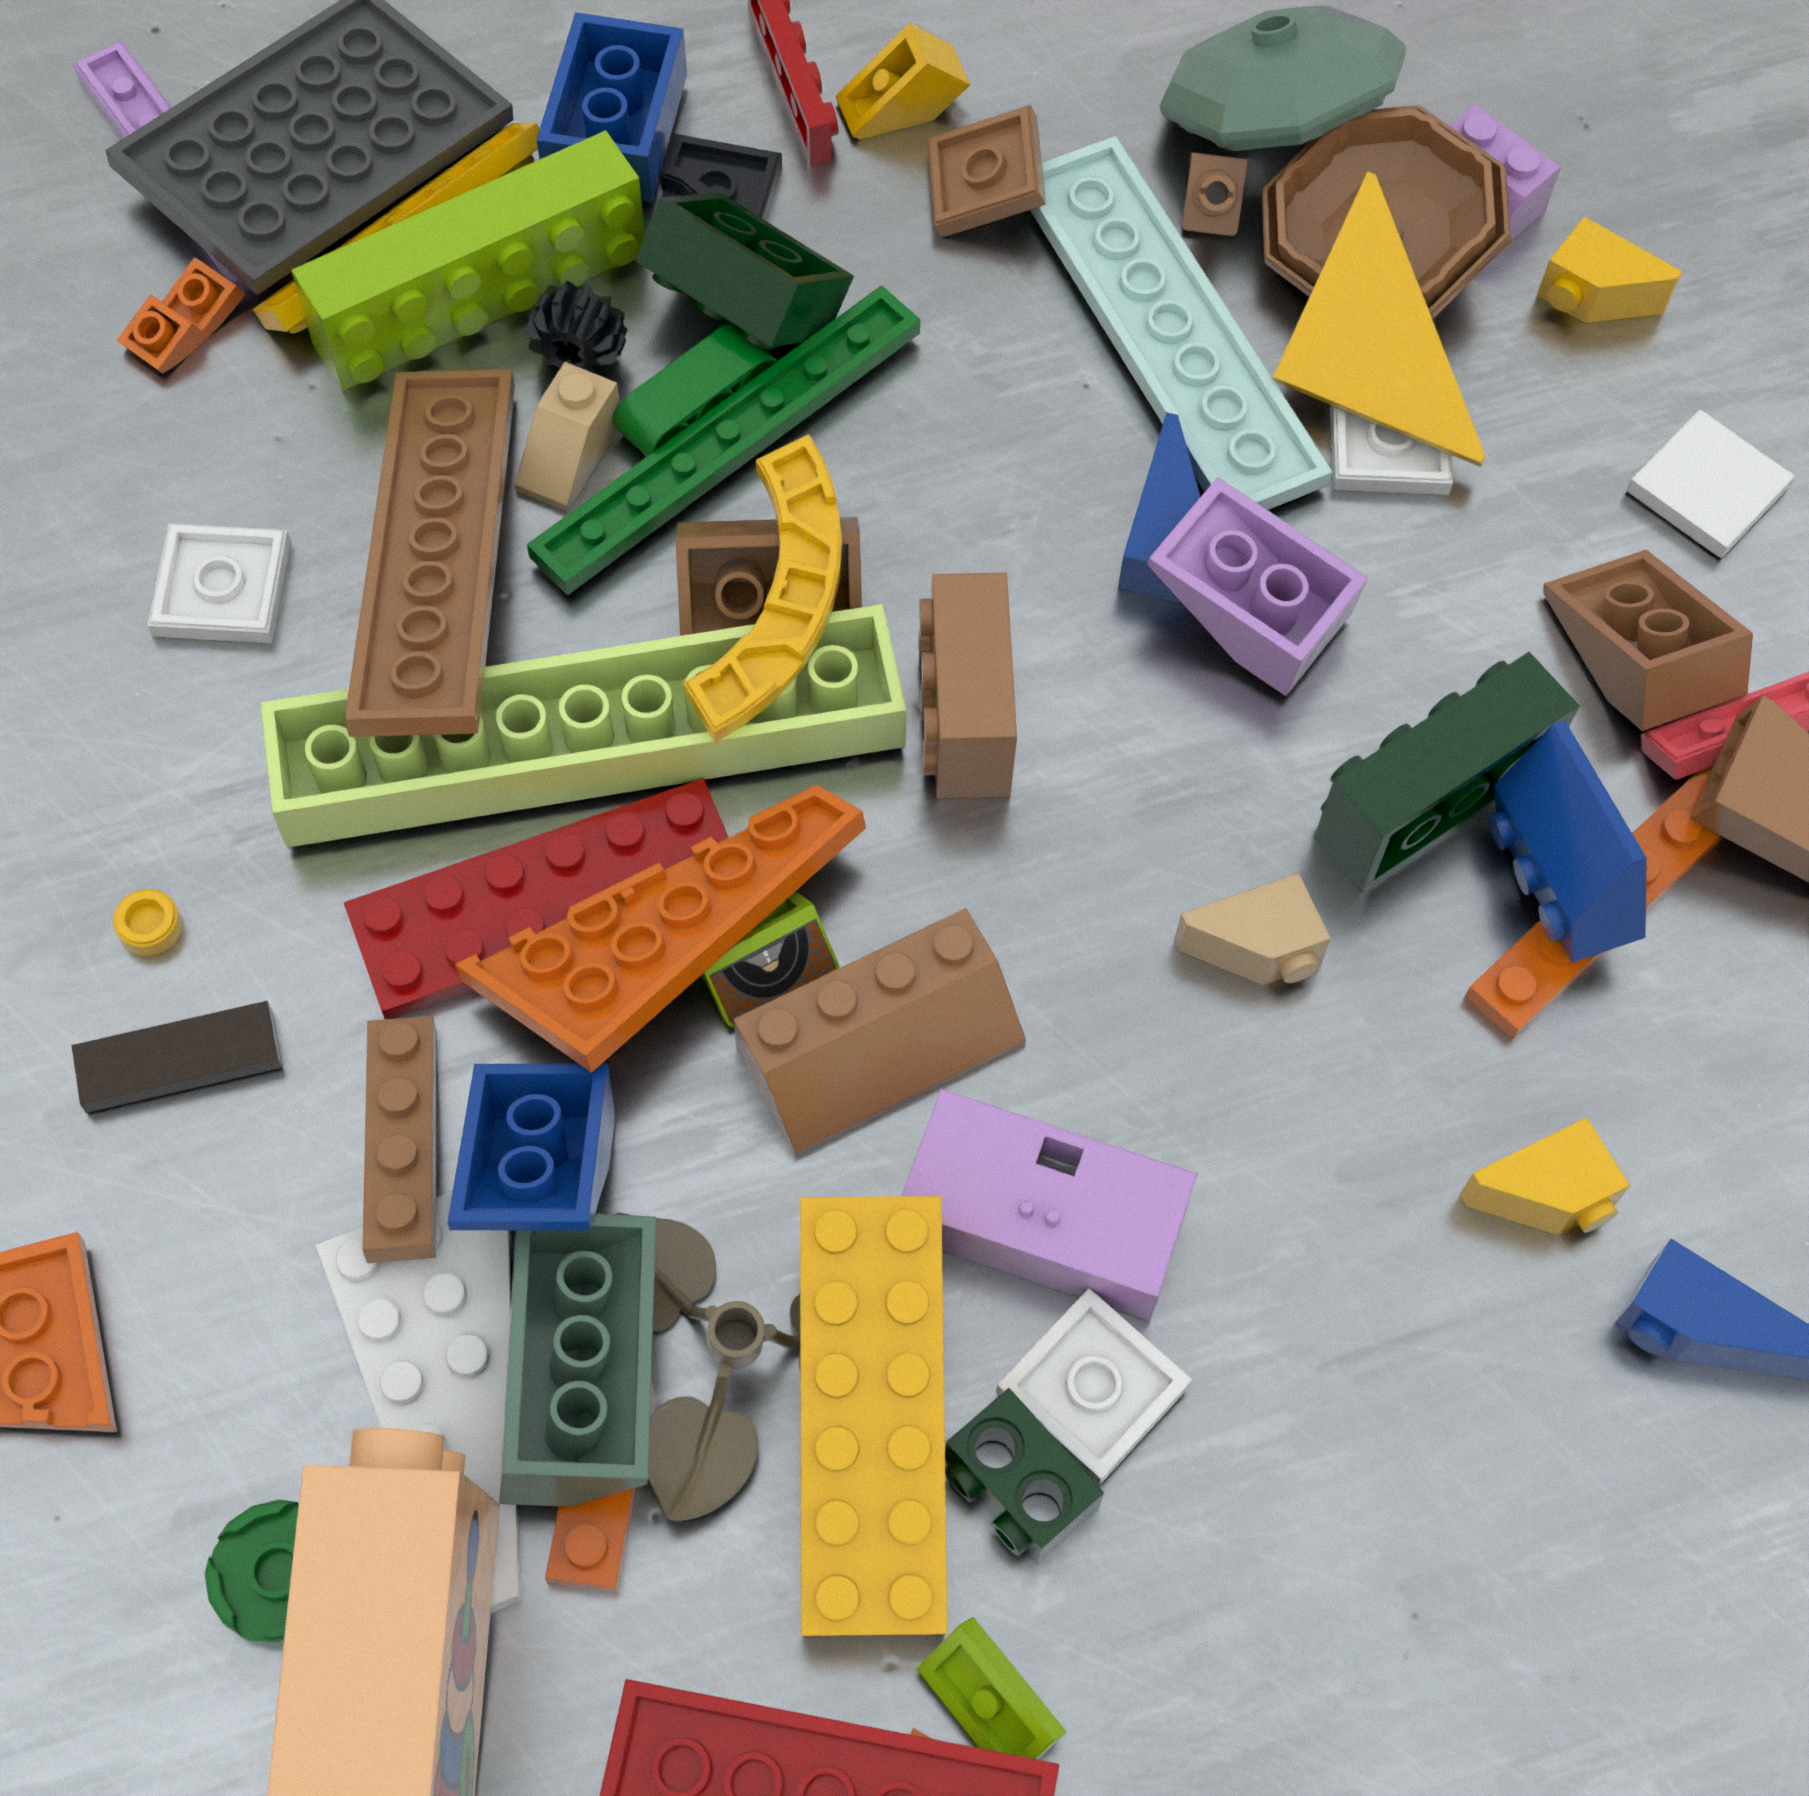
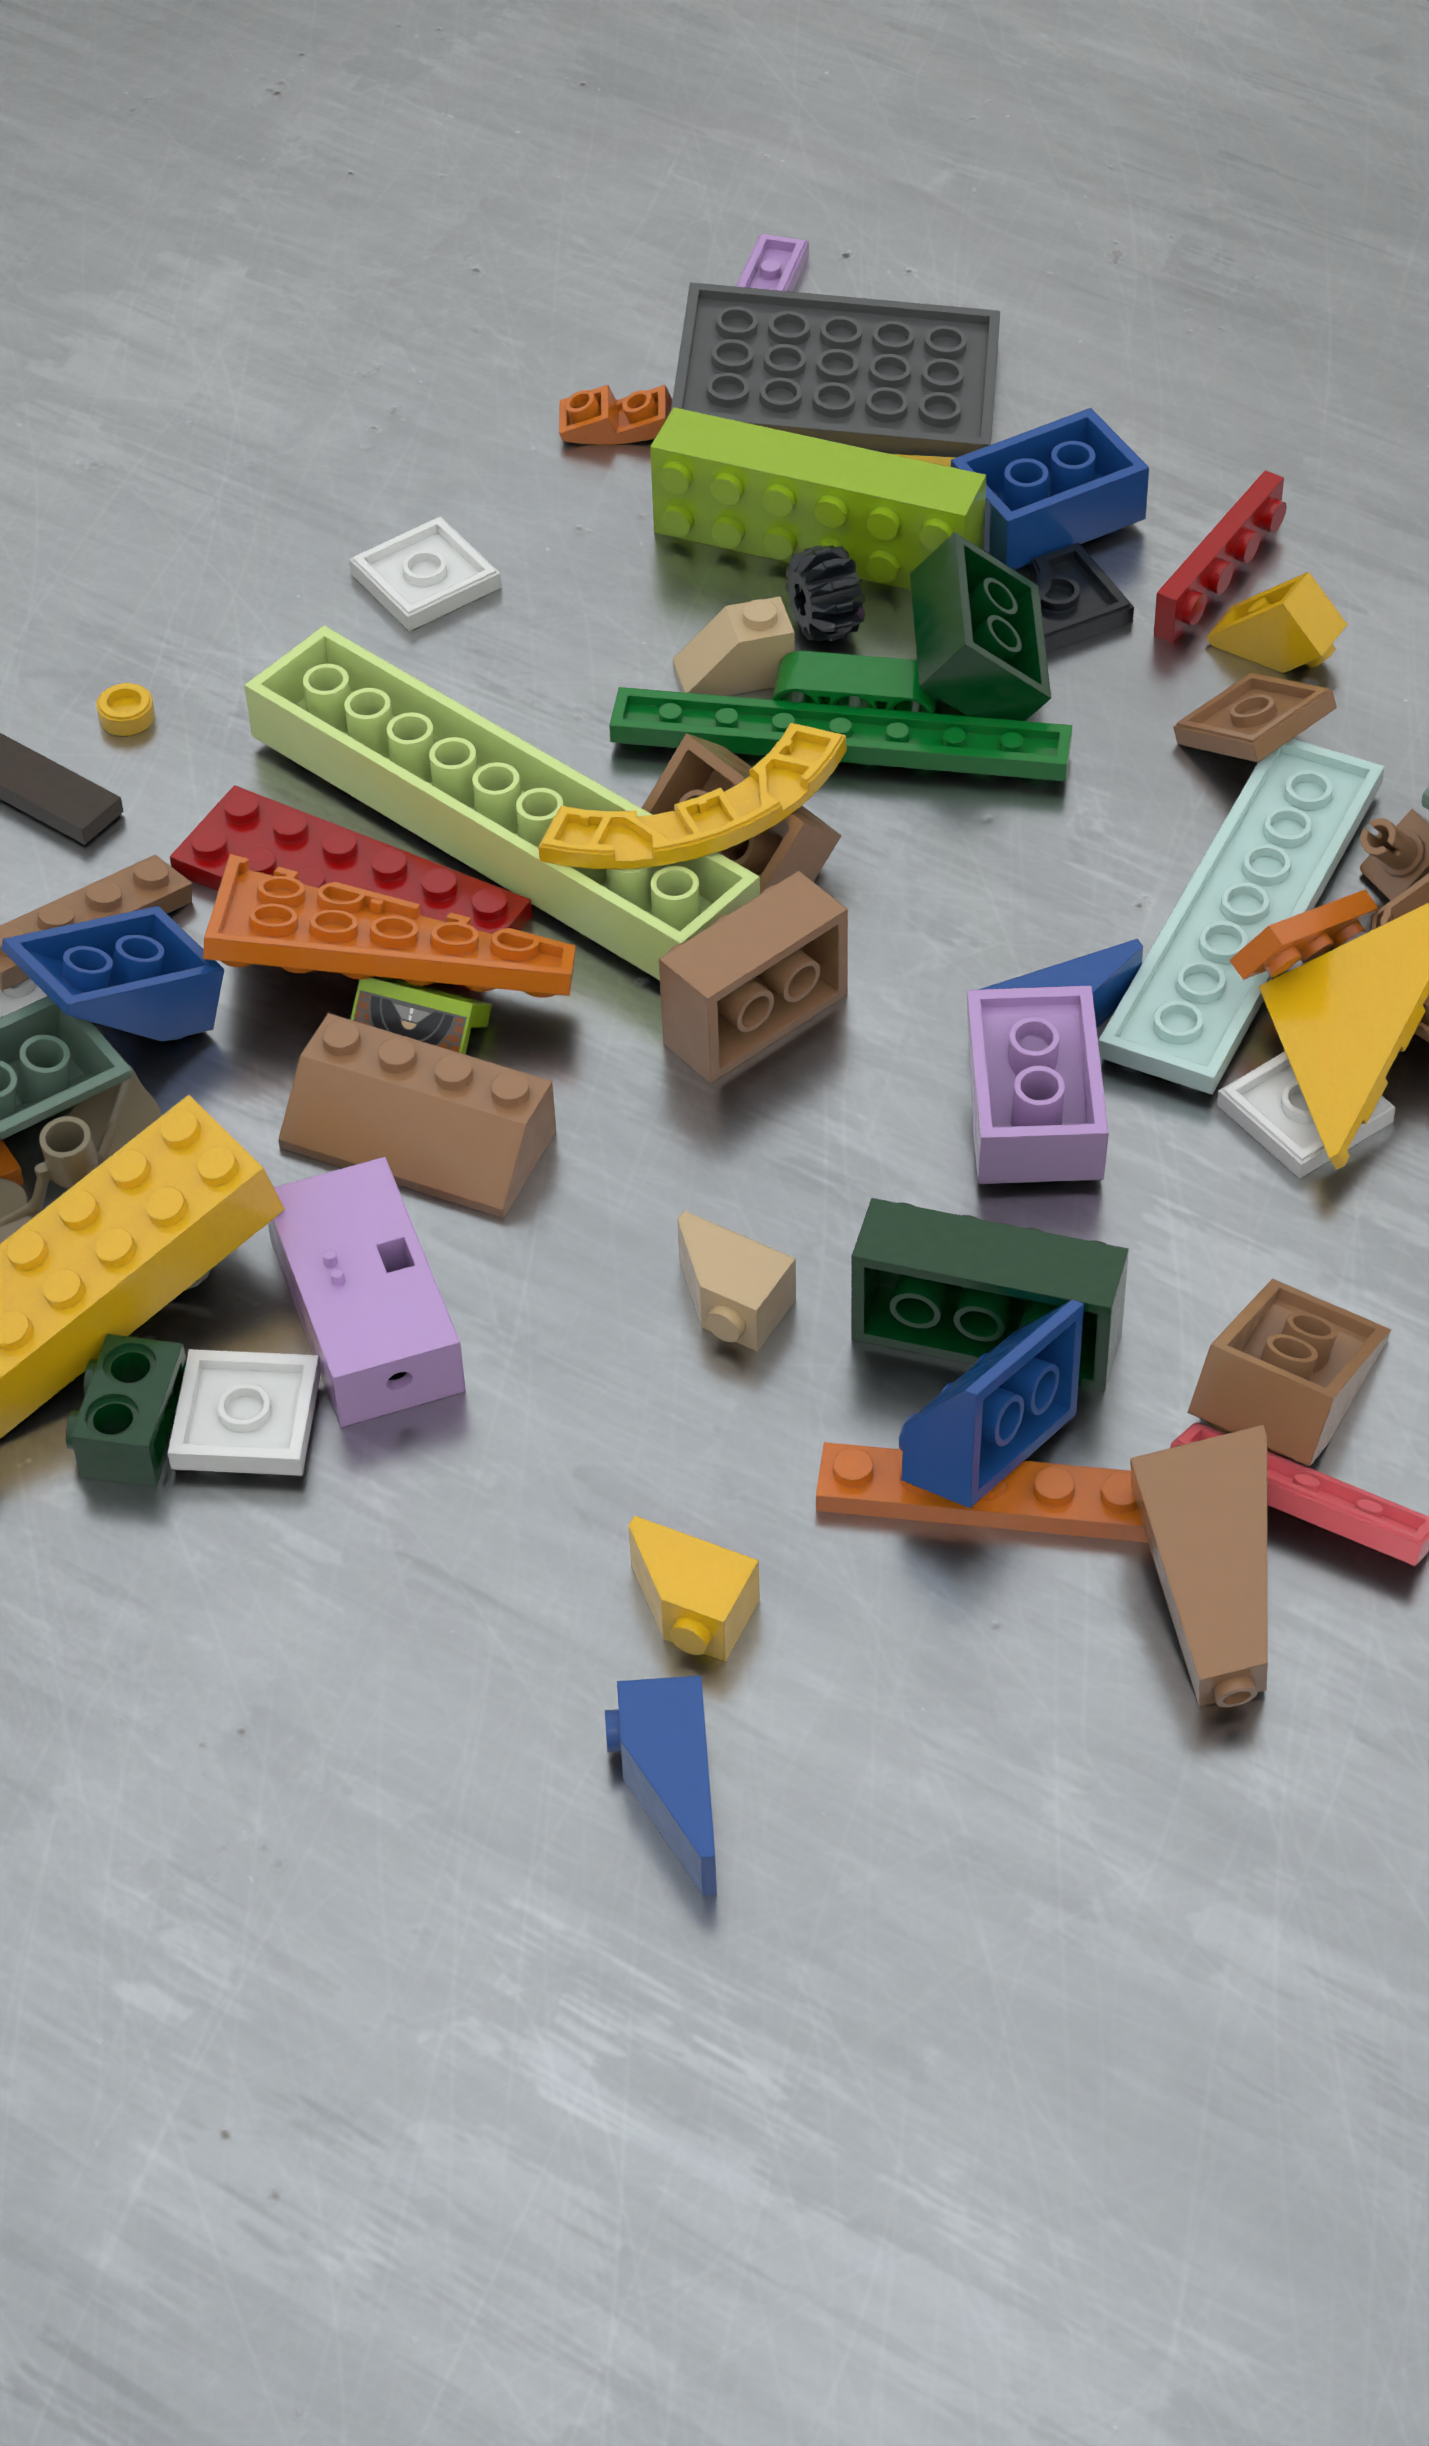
camera: 55 degrees right, 15 degrees down
(432, 556) = (541, 631): medium nougat plate -> none
(1265, 311) = (1305, 936): none -> orange plate

